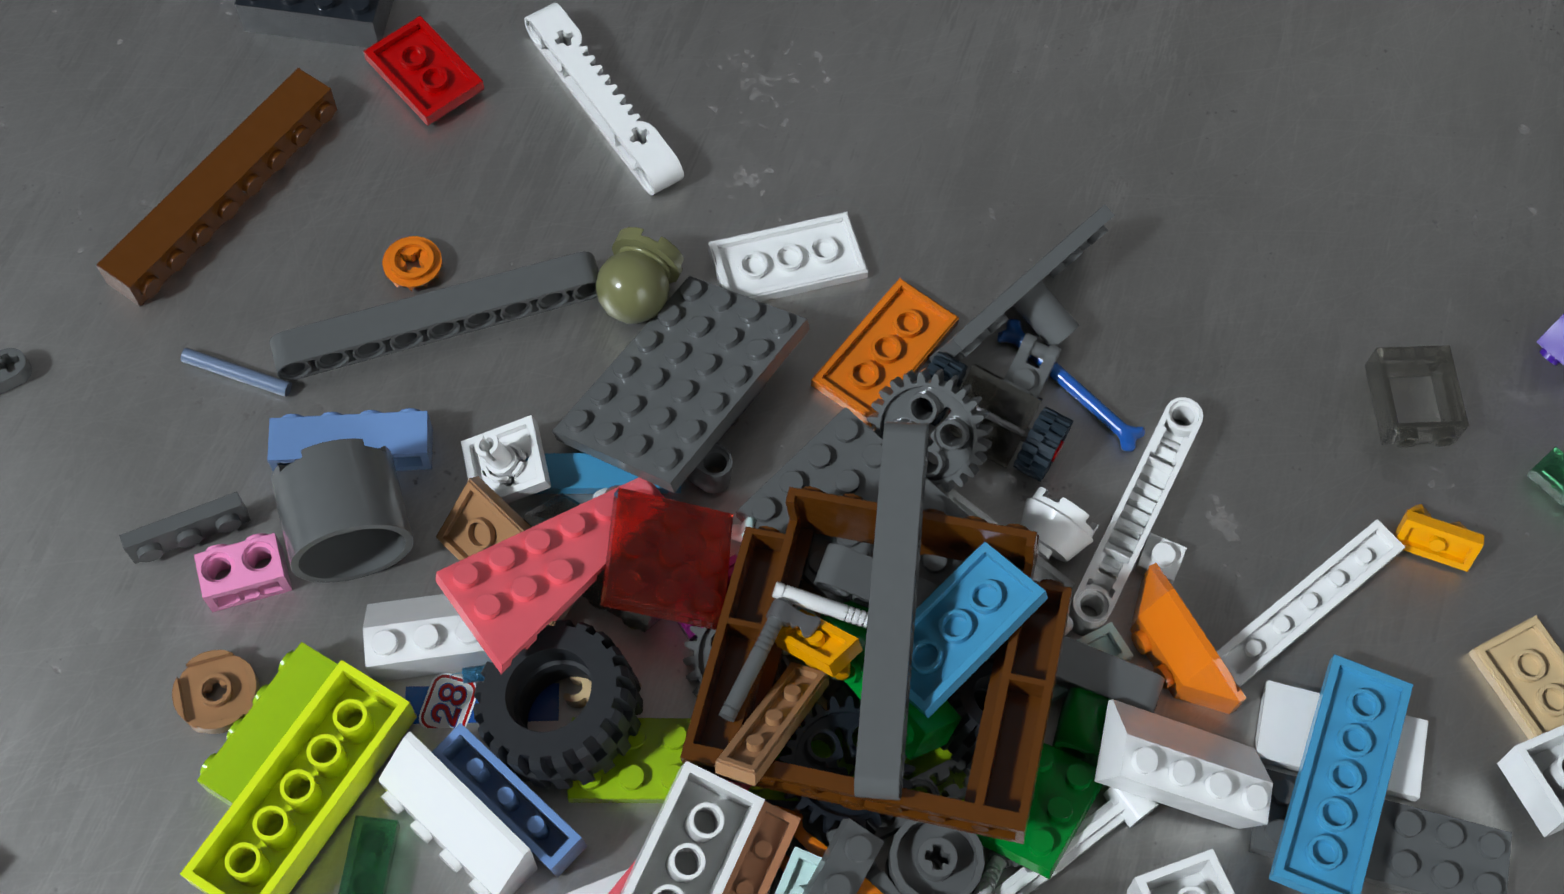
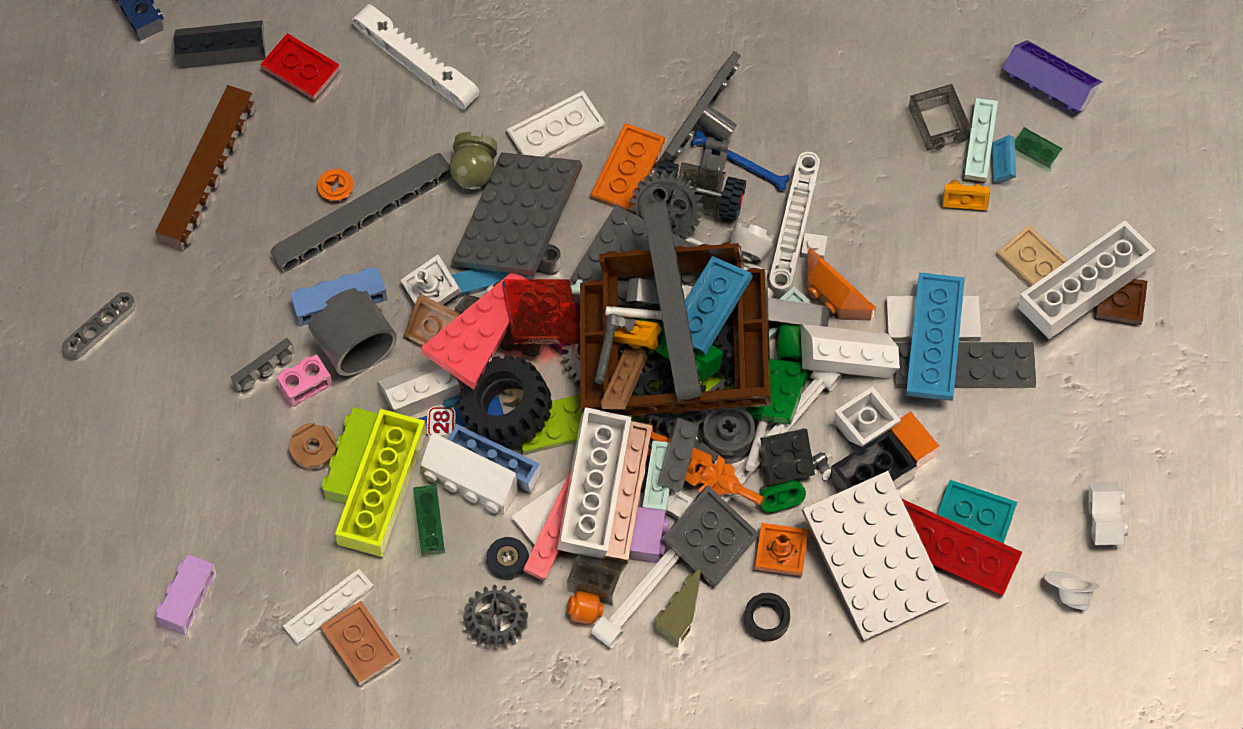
camera: 10 degrees left, 0 degrees up
(236, 372) = (256, 274): sand blue bar -> none
(1309, 602) = (902, 248): white plate -> none
(1477, 451) = (981, 140): none -> light aqua plate
(1512, 492) = (1004, 159): none -> dark azure plate

